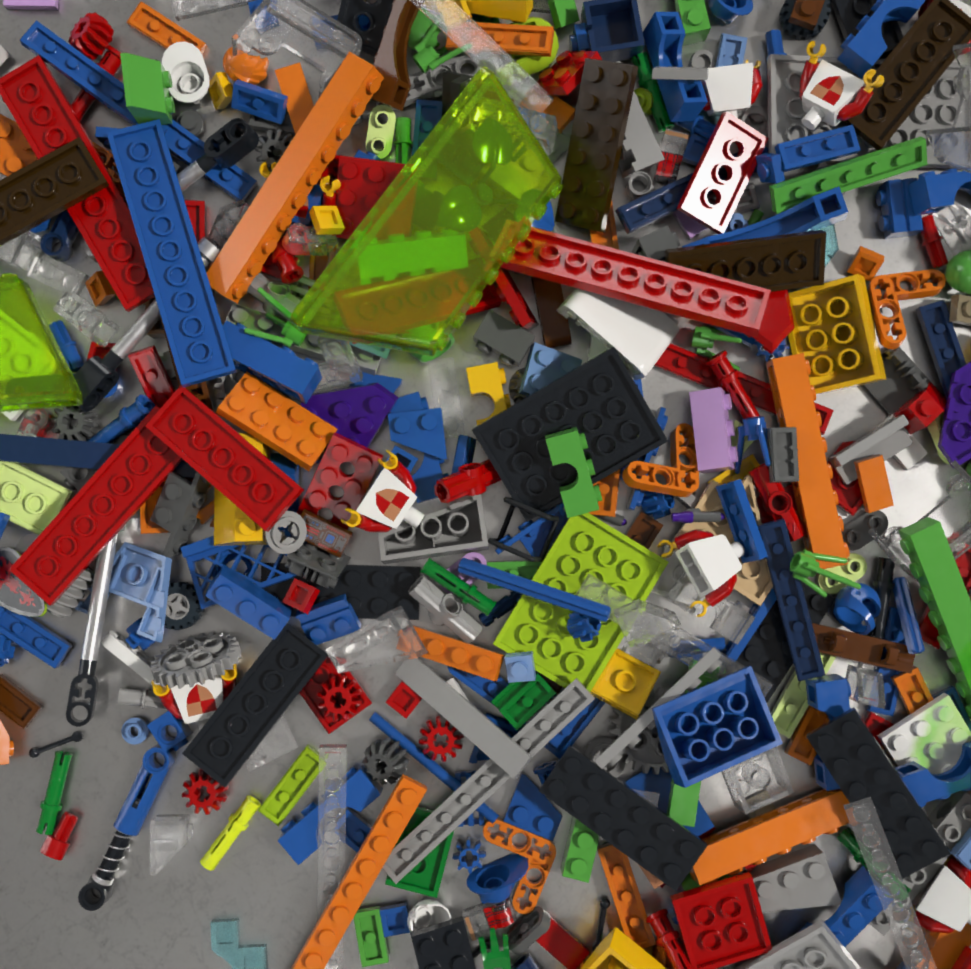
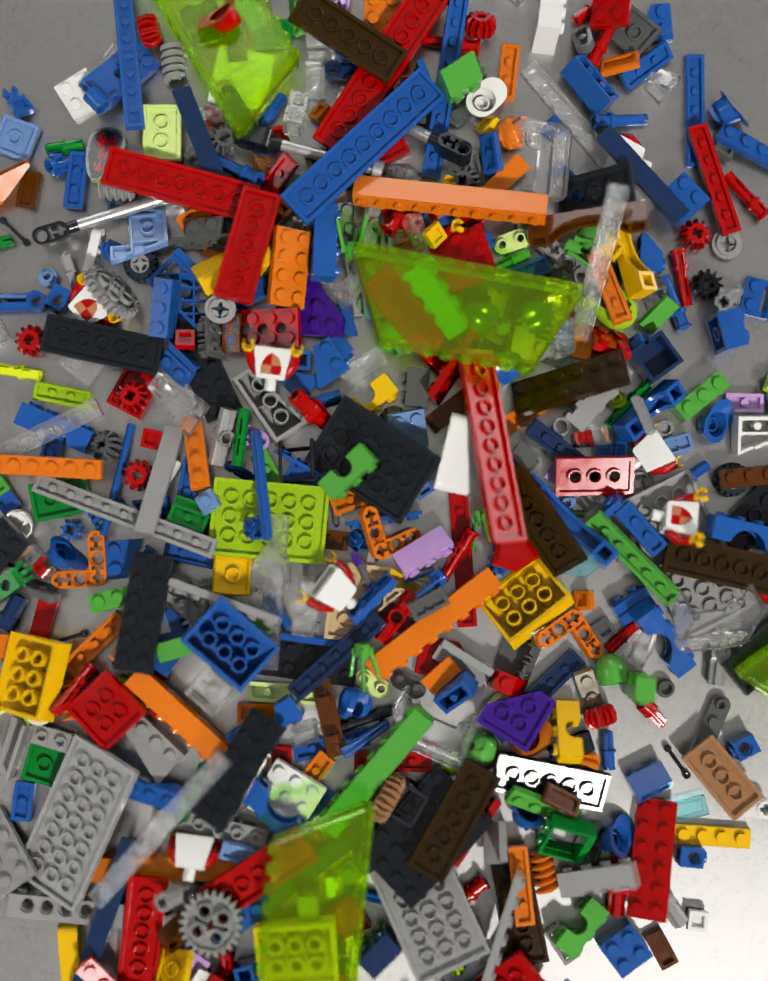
camera: 65 degrees right, 0 degrees up
(118, 395) = (256, 166): none -> clear orange gear
(906, 474) = (456, 691): none -> blue brick
(912, 258) = (603, 629): none -> dark grey plate

